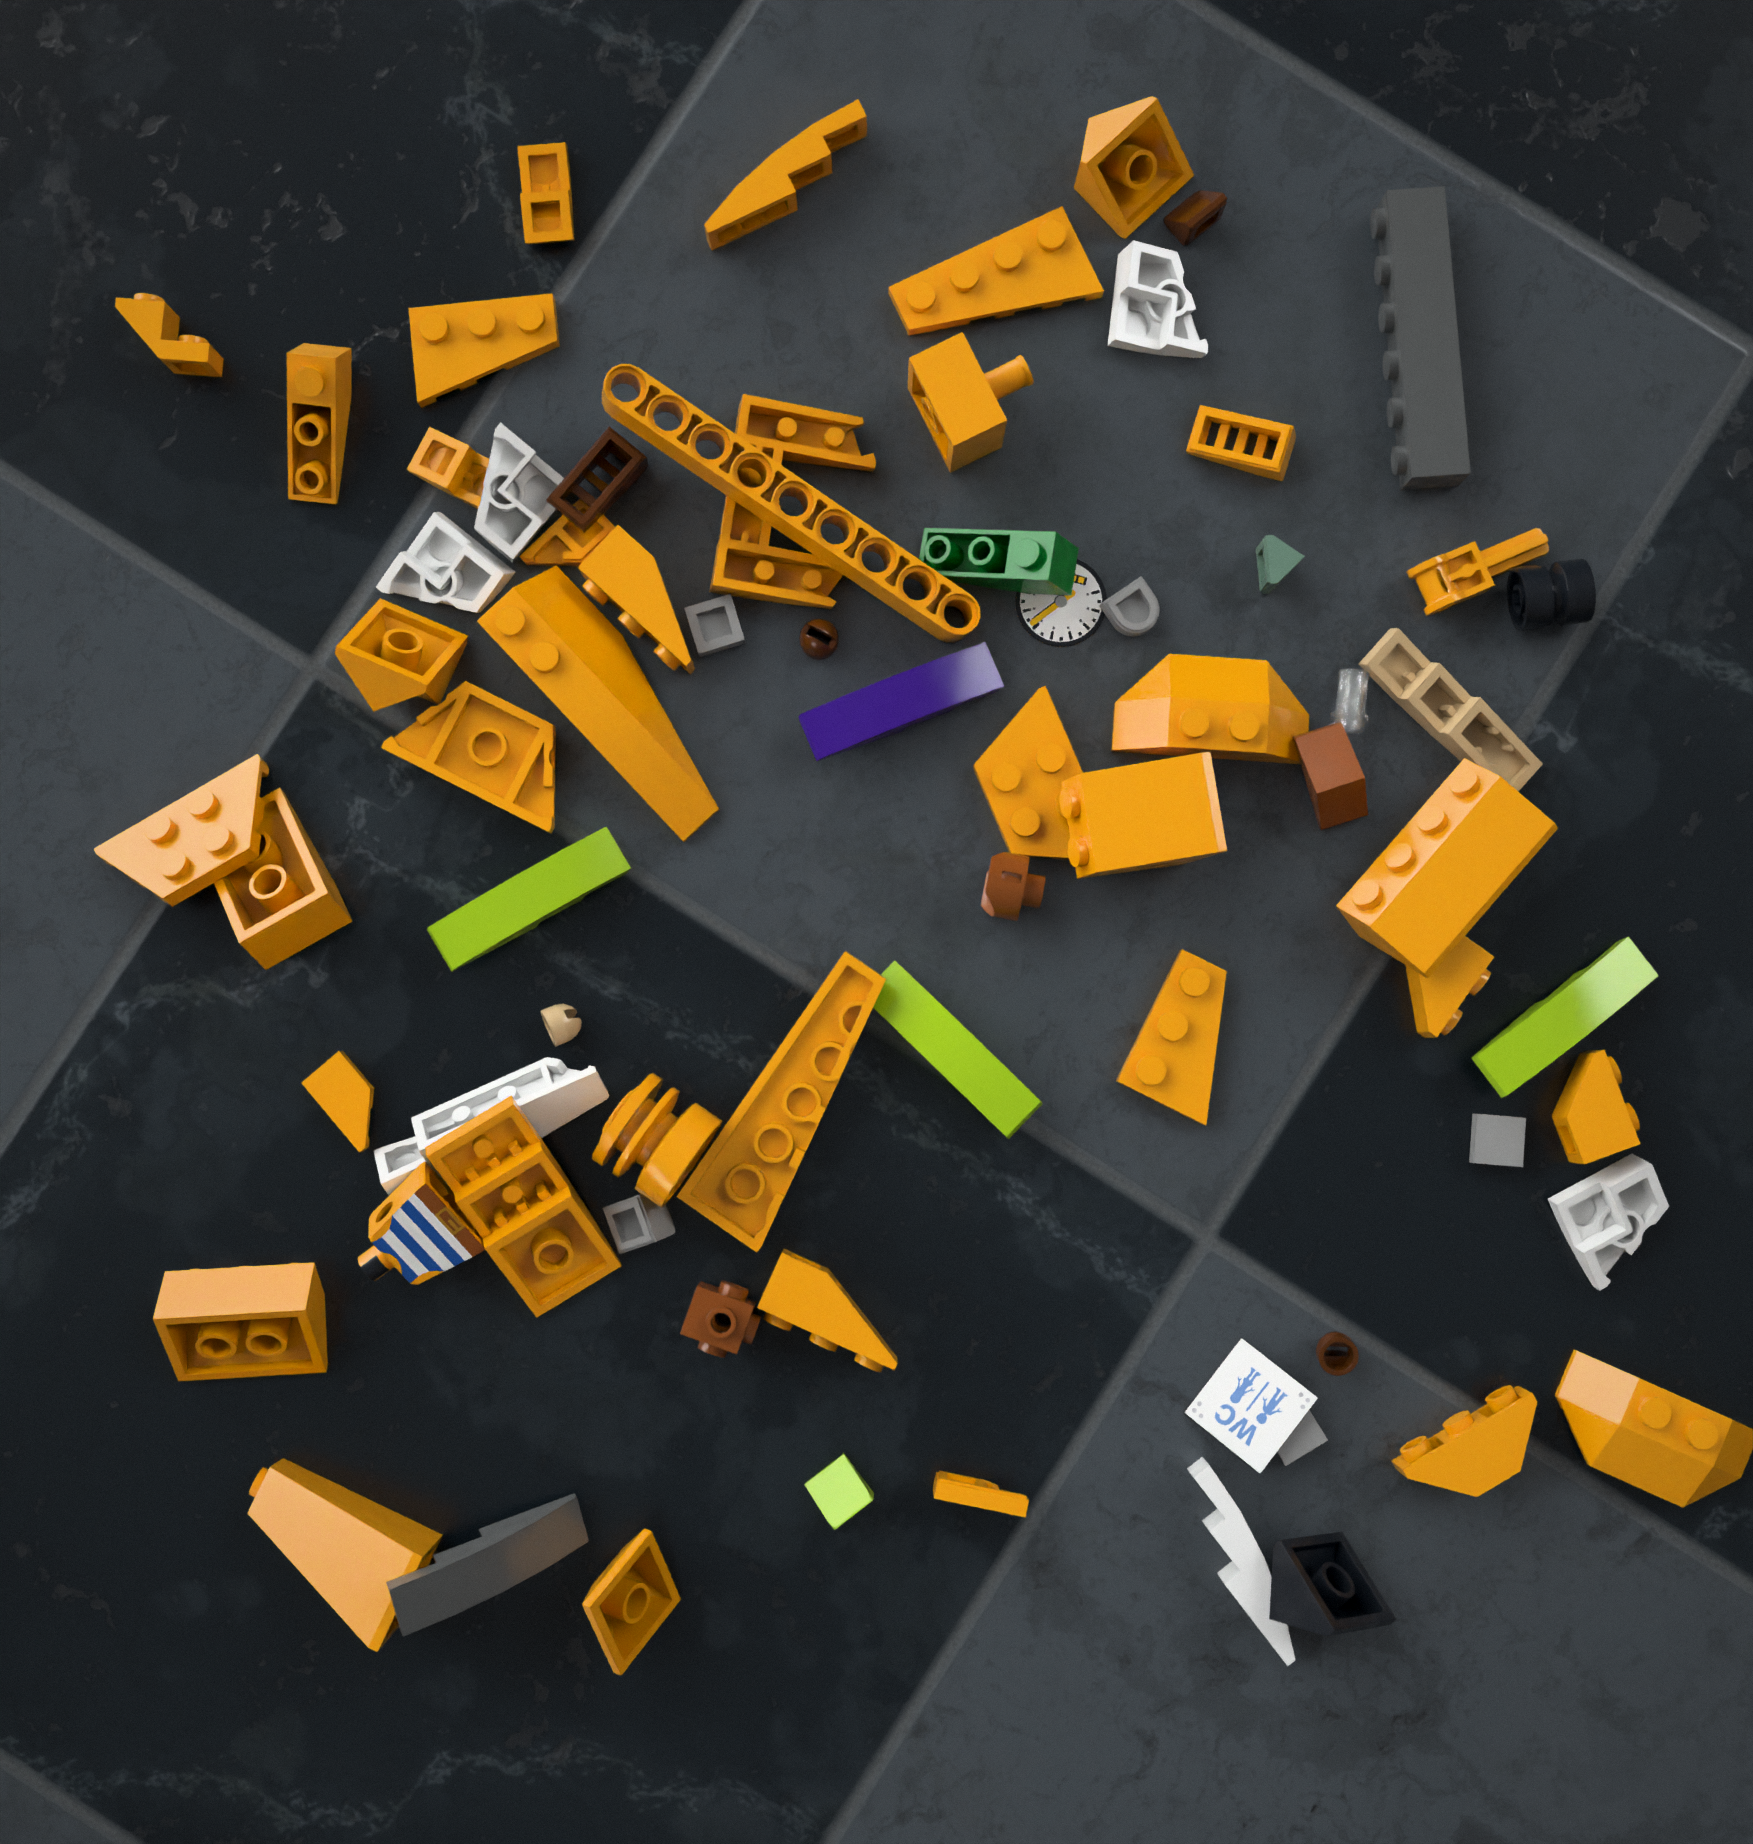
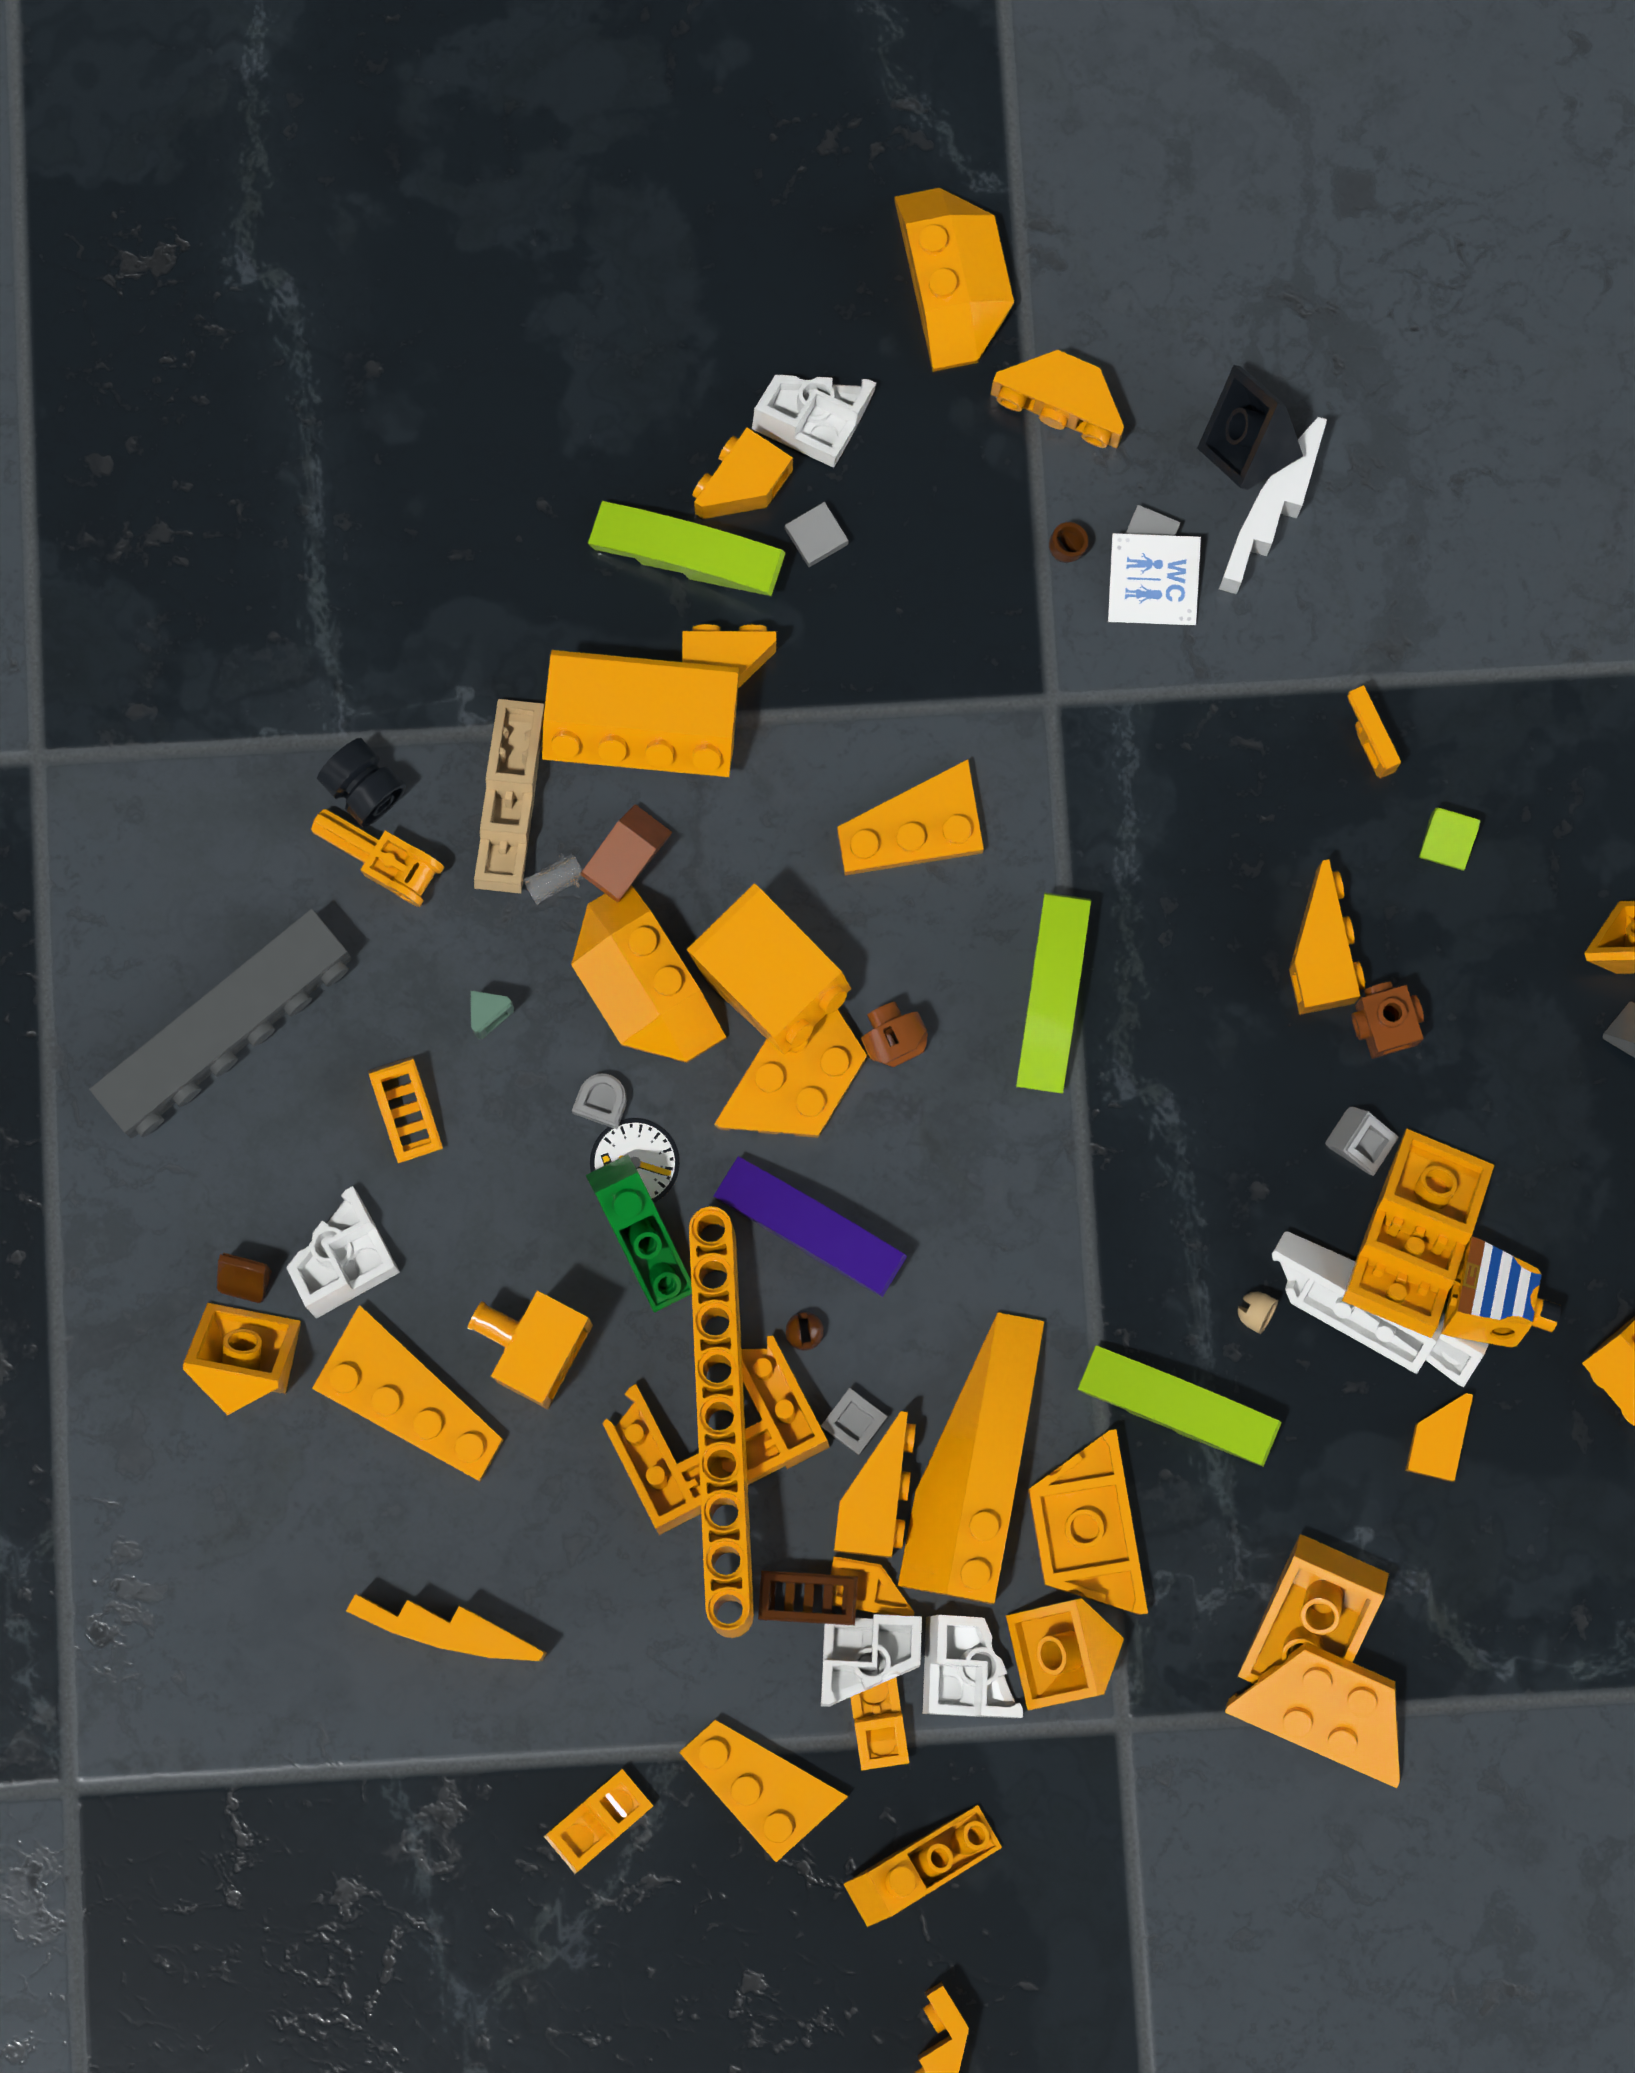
camera: 130 degrees left, 5 degrees down
(656, 1139) = (1291, 1164): light orange wheel -> none
(767, 1136) = (1223, 1085): light orange wing -> none

